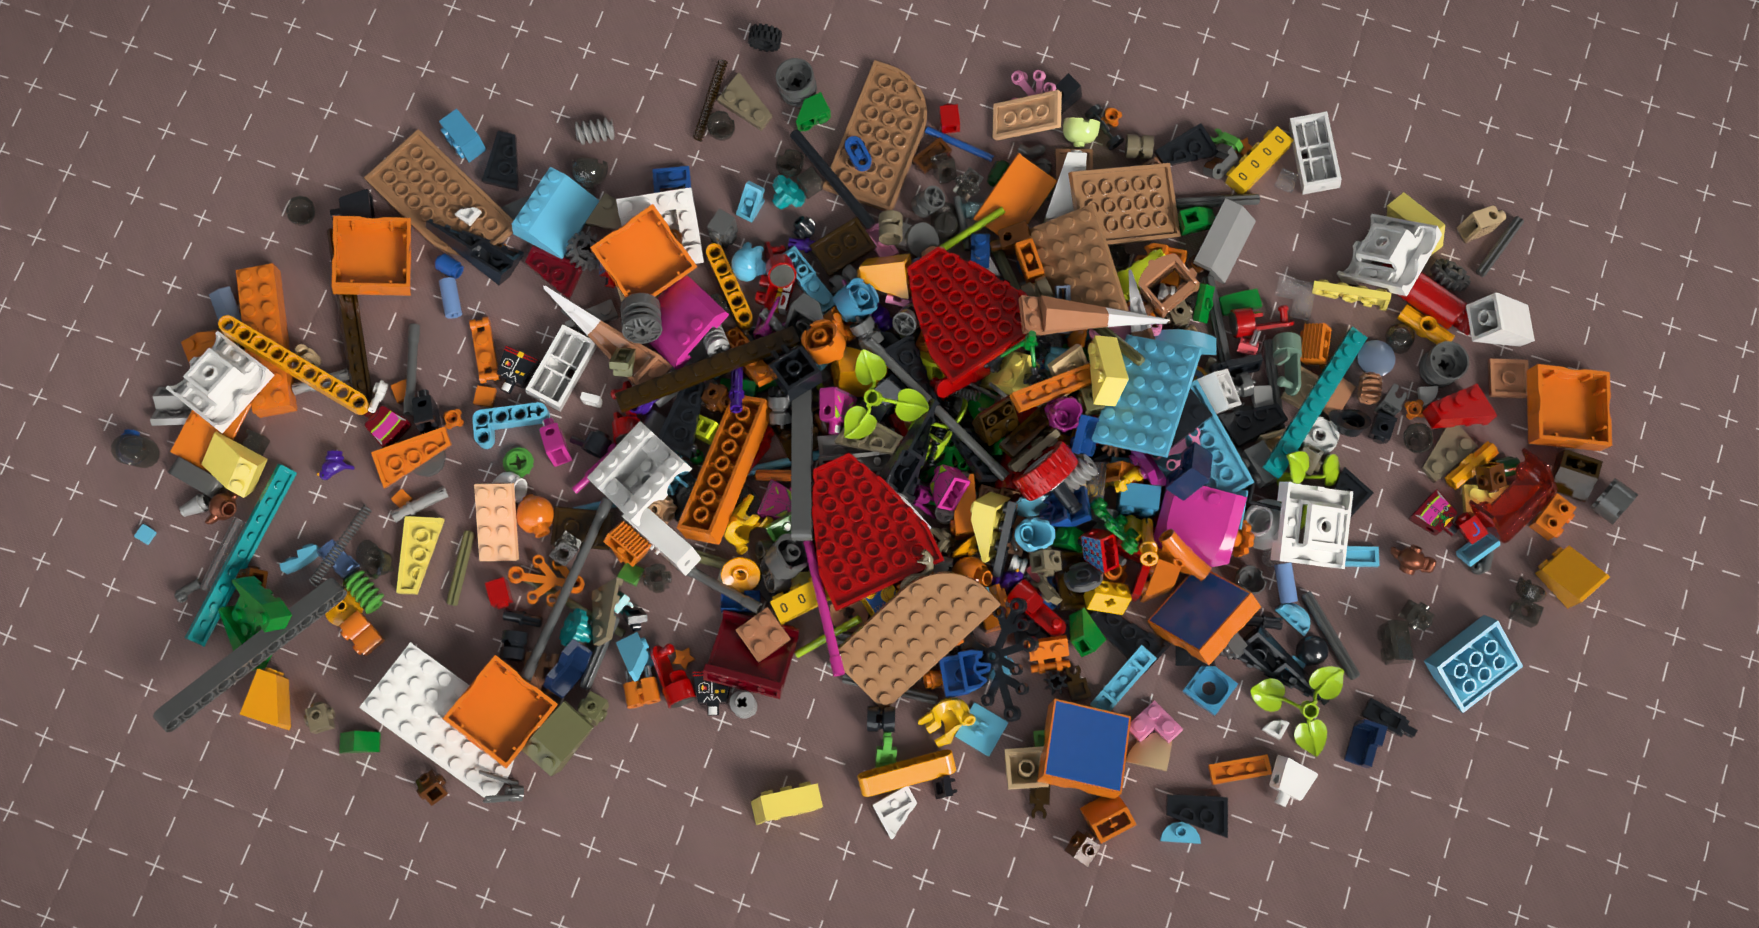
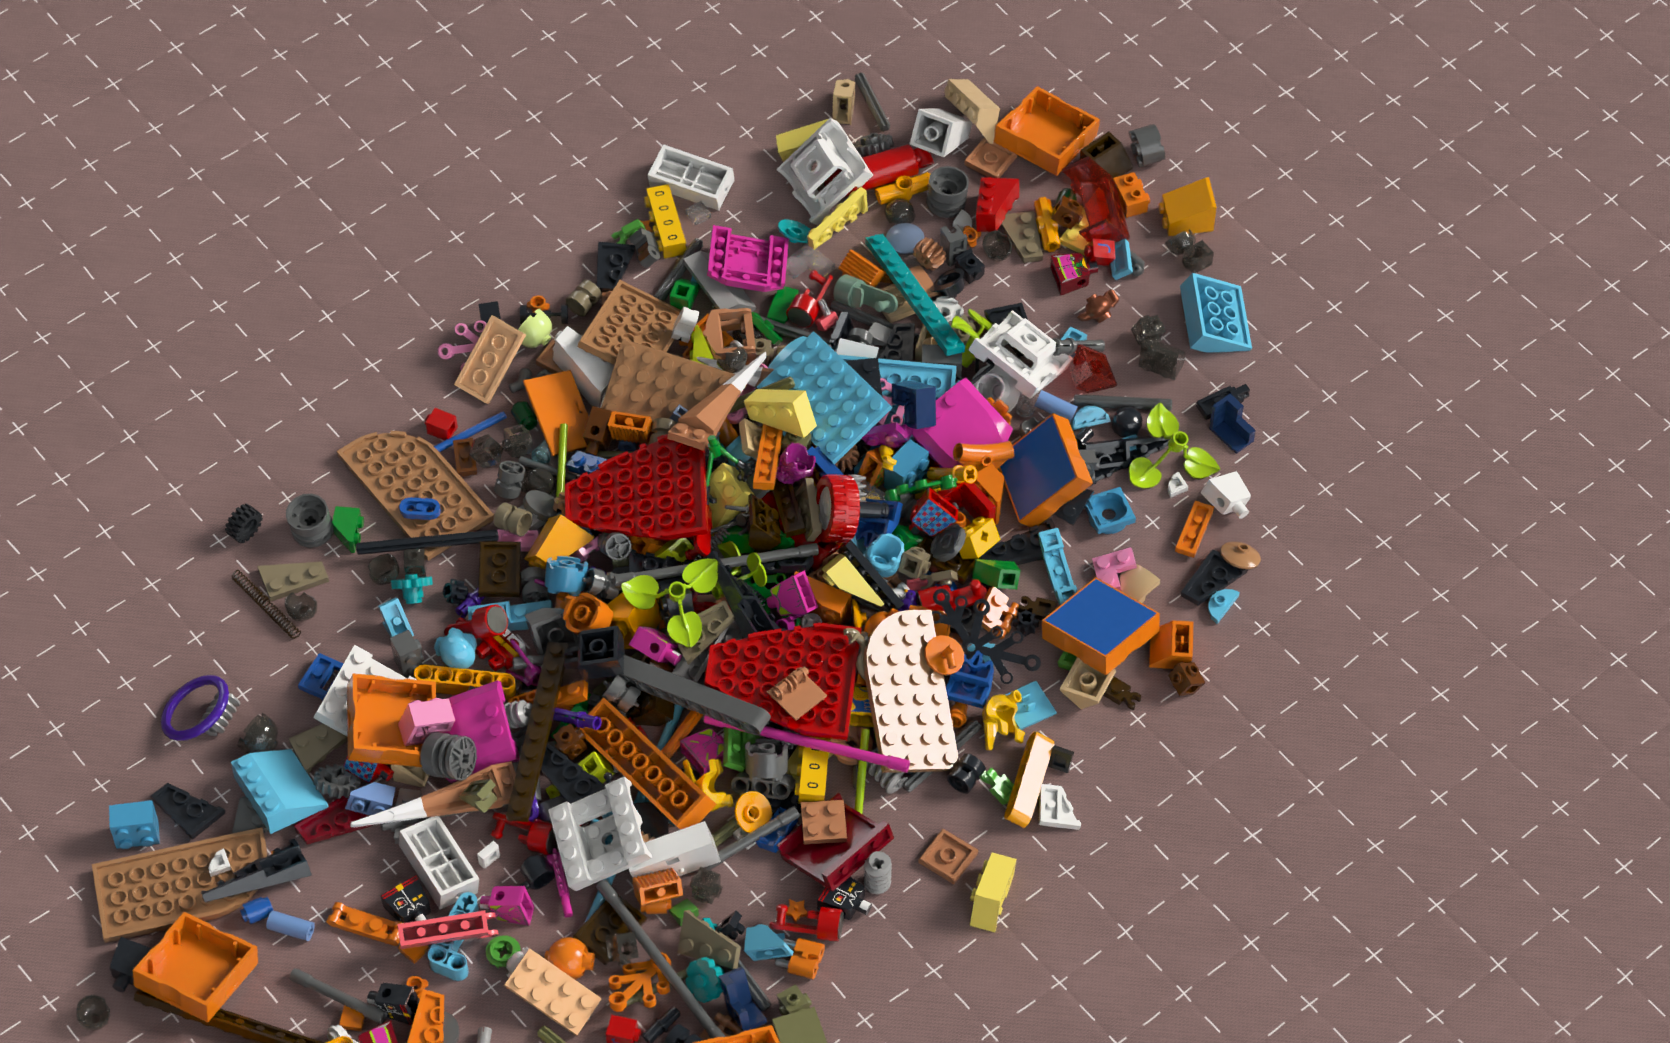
camera: 60 degrees left, 20 degrees down
(497, 412) = (445, 929): none -> coral hinge
(584, 287) = (371, 799): none -> medium blue slope
(587, 128) = (207, 723): none -> dark purple wedge
(657, 282) = (425, 718): none -> bright pink brick
(801, 748) = (948, 856): none -> nougat tile
(846, 547) = (797, 693): none -> nougat hinge
(966, 640) = (944, 655): none -> orange shield
(1138, 302) = (734, 361): none -> clear smoke hair
(1155, 240) = (685, 324): none -> white leg
(1231, 823) = (1240, 555): none -> medium nougat dish
(1259, 248) = (747, 260): none -> dark pink wedge
(1319, 266) = (794, 231): none -> teal dish
(1343, 591) = (1091, 370): none -> clear red slope
(1351, 560) = (1070, 346): none -> dark grey pin
(1548, 332) = (974, 105): none -> tan wedge

